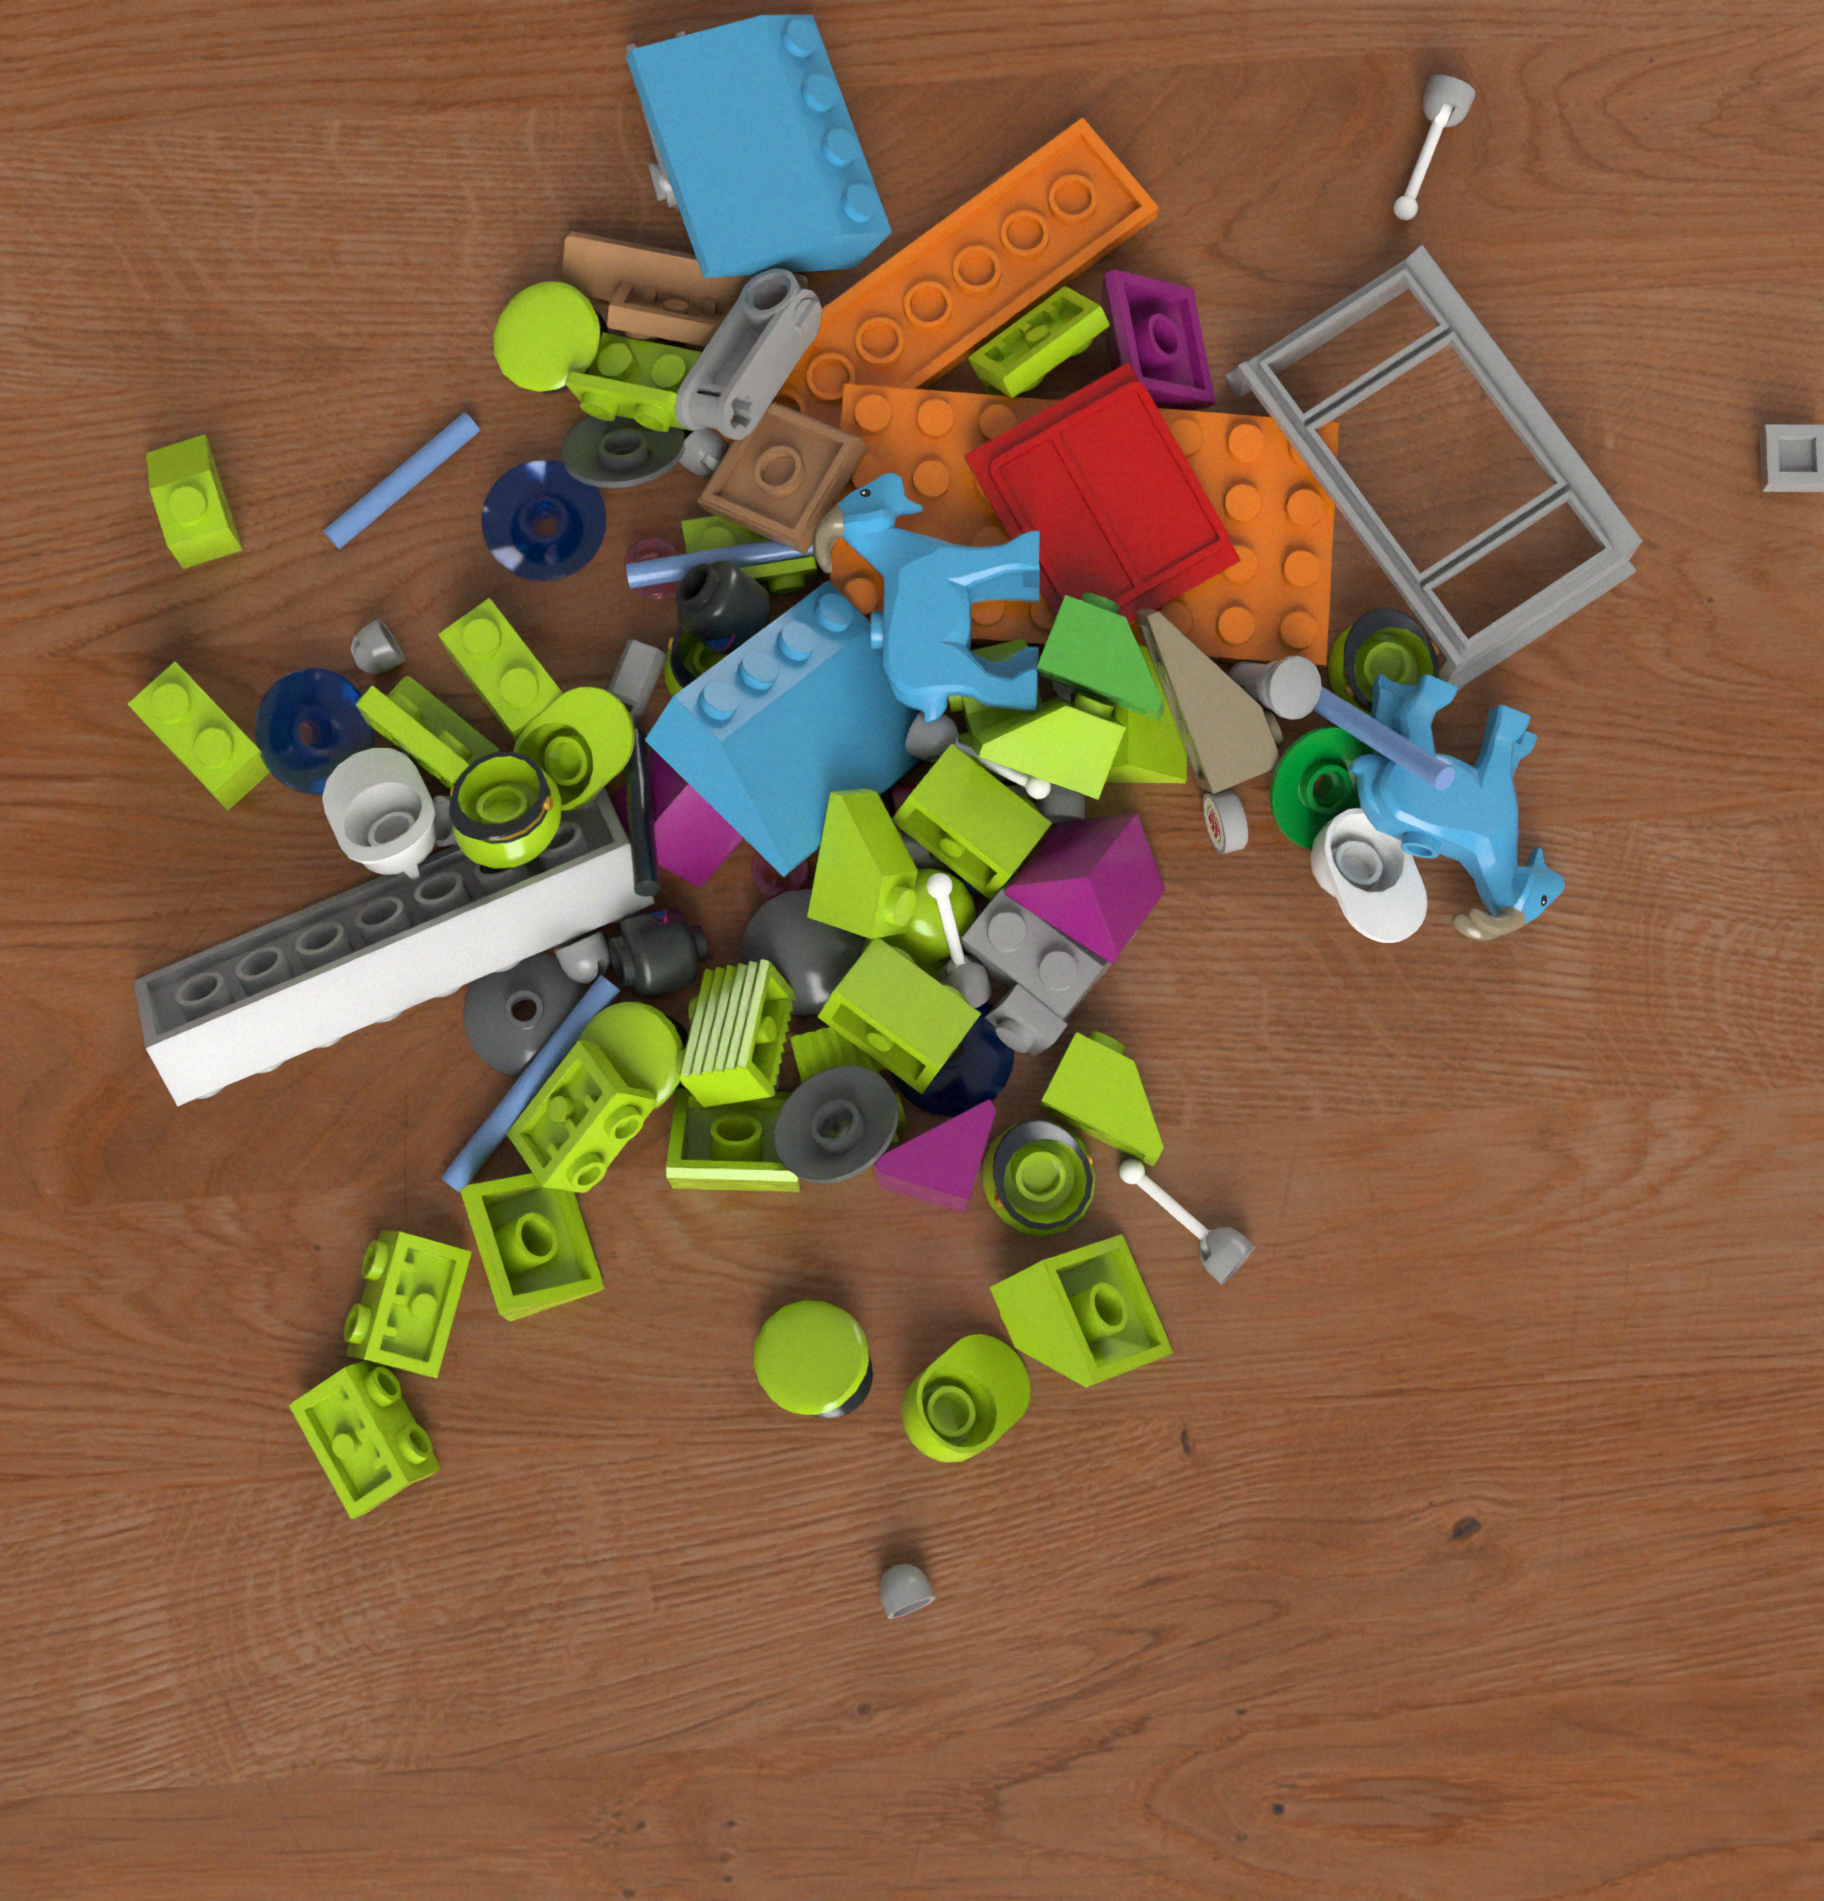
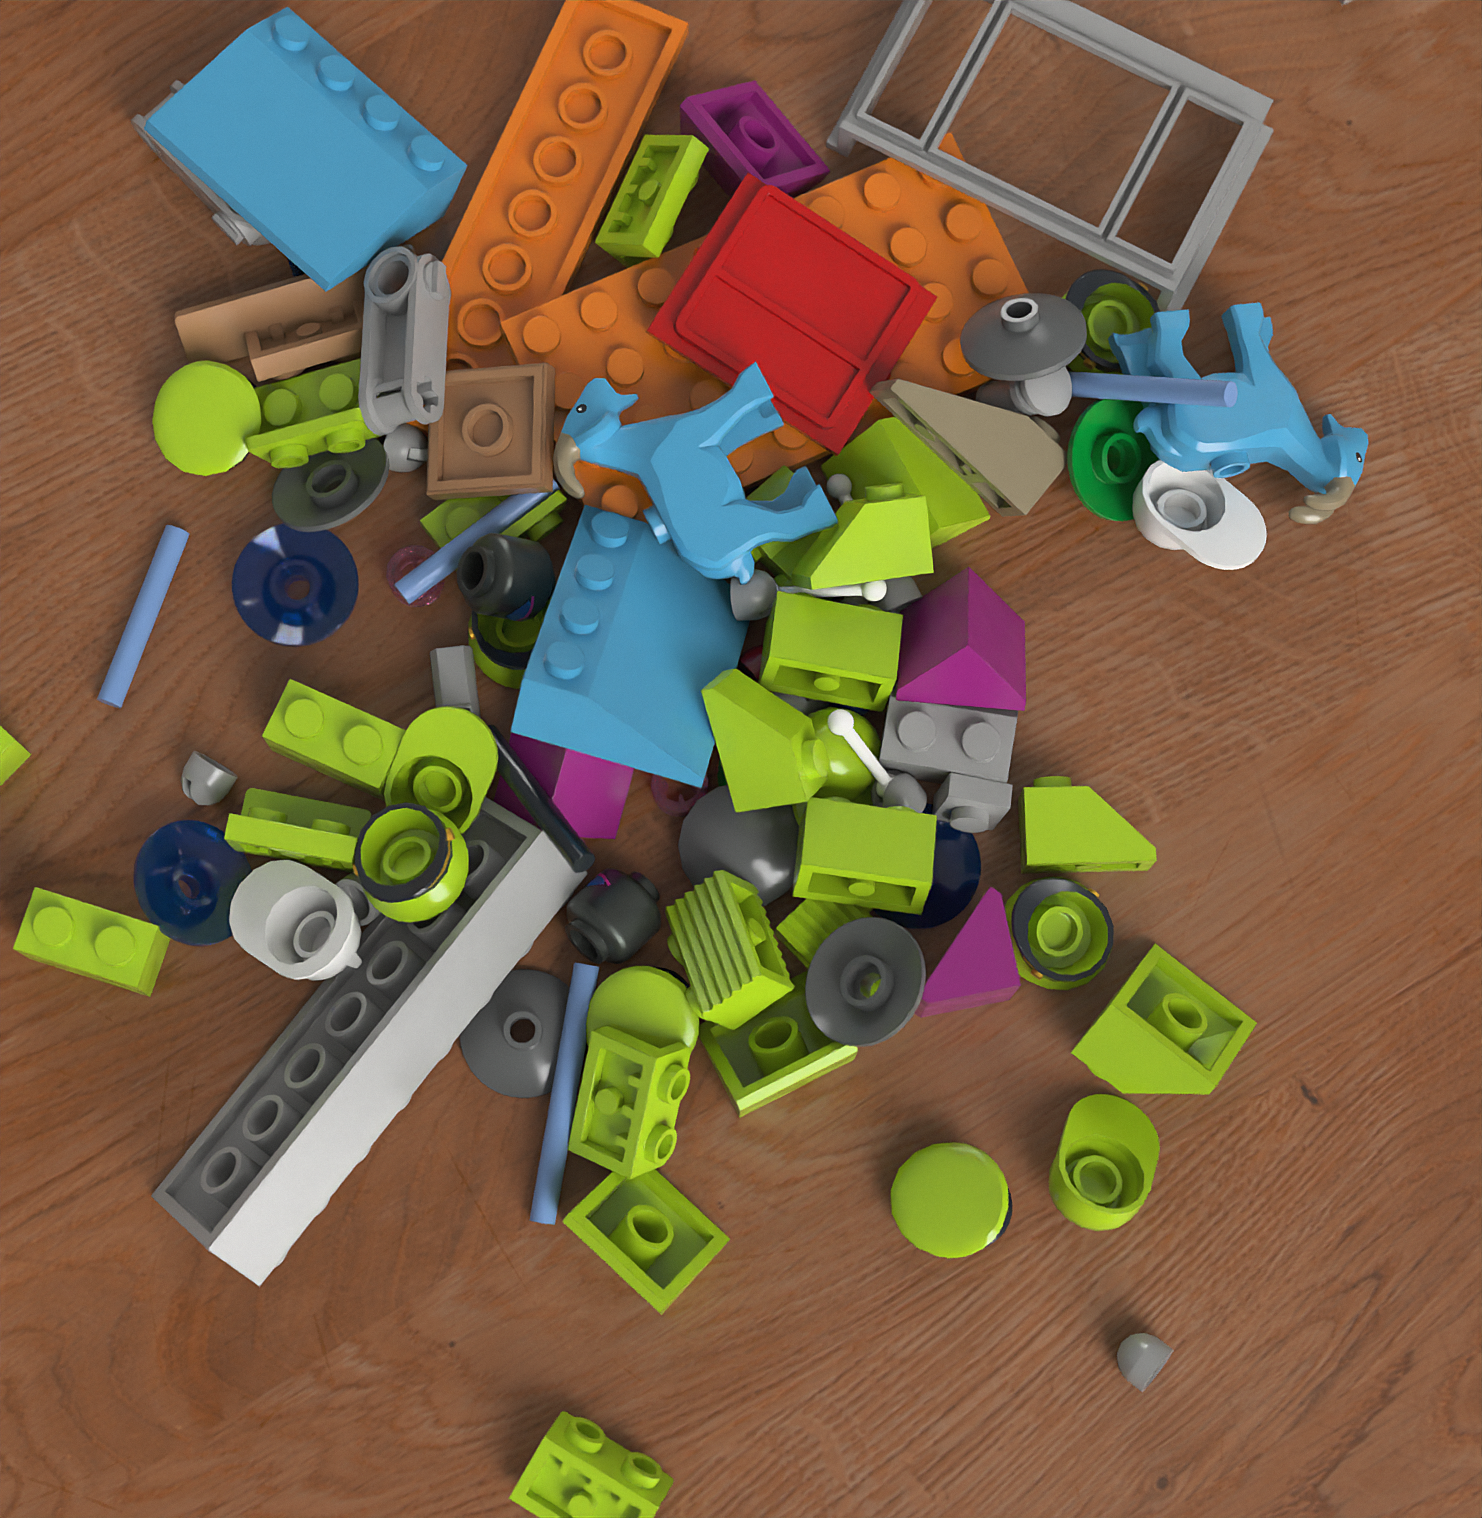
camera: 30 degrees left, 0 degrees up
(406, 1302) = (562, 1348): lime bracket -> none
(585, 958) = (550, 955): light grey hinge -> none
(1099, 656) = (869, 445): bright green slope -> none
(1220, 1249) = (1248, 910): hinge -> none
(1225, 821) = (1045, 534): light grey tile -> none
(1297, 634) = (1023, 336): none -> dark grey dish

